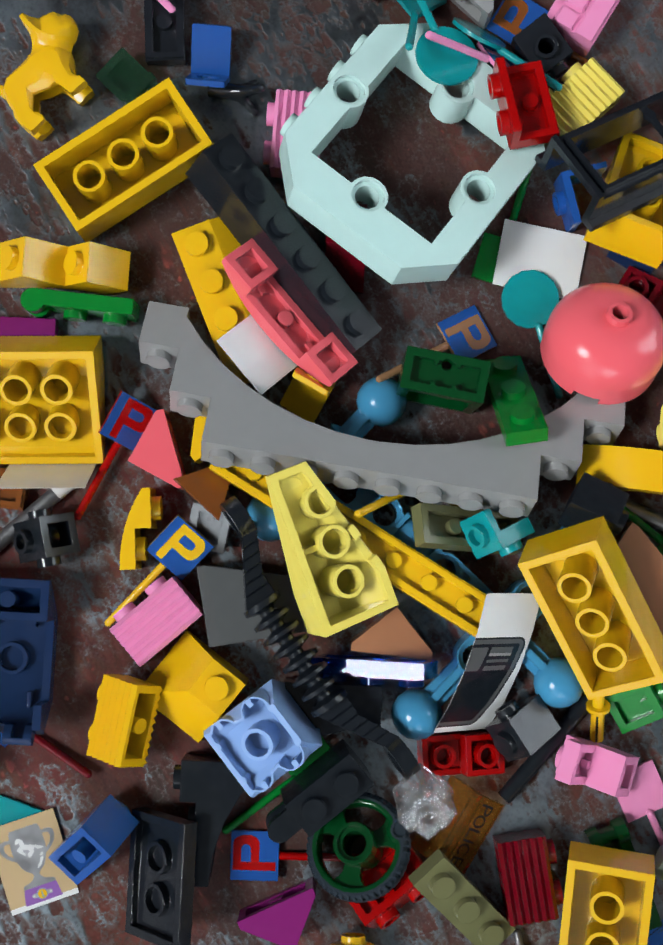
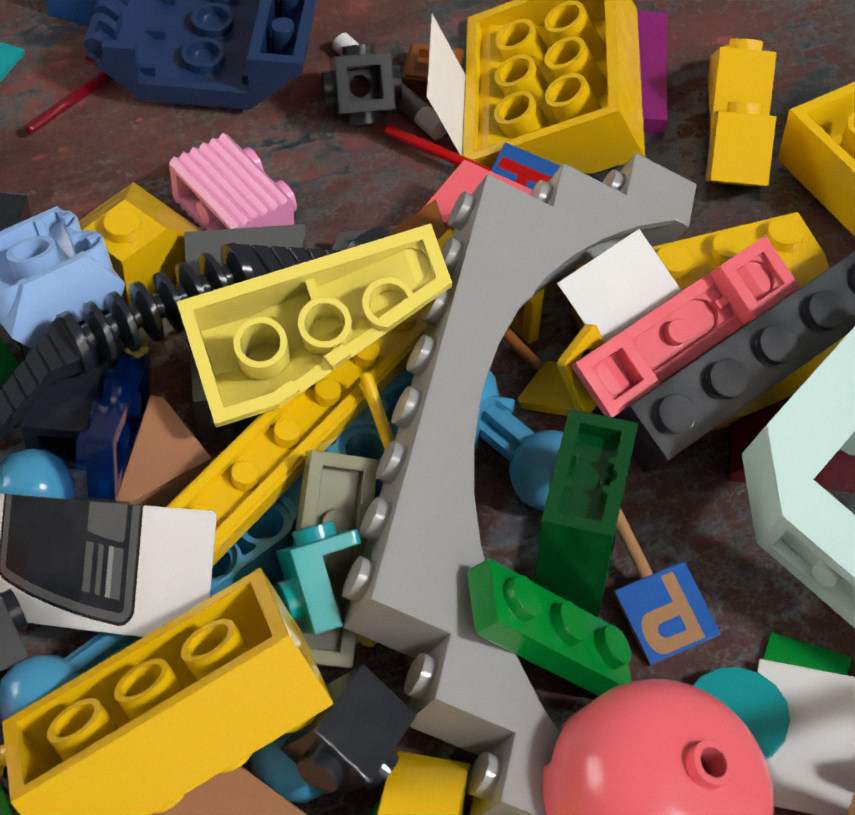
camera: 95 degrees right, 35 degrees down
(79, 306) = (686, 123): green plate -> none
(123, 720) = (96, 147): yellow brick -> none
(143, 515) = (354, 176): yellow slope -> none
(176, 548) = (335, 218): piece -> none

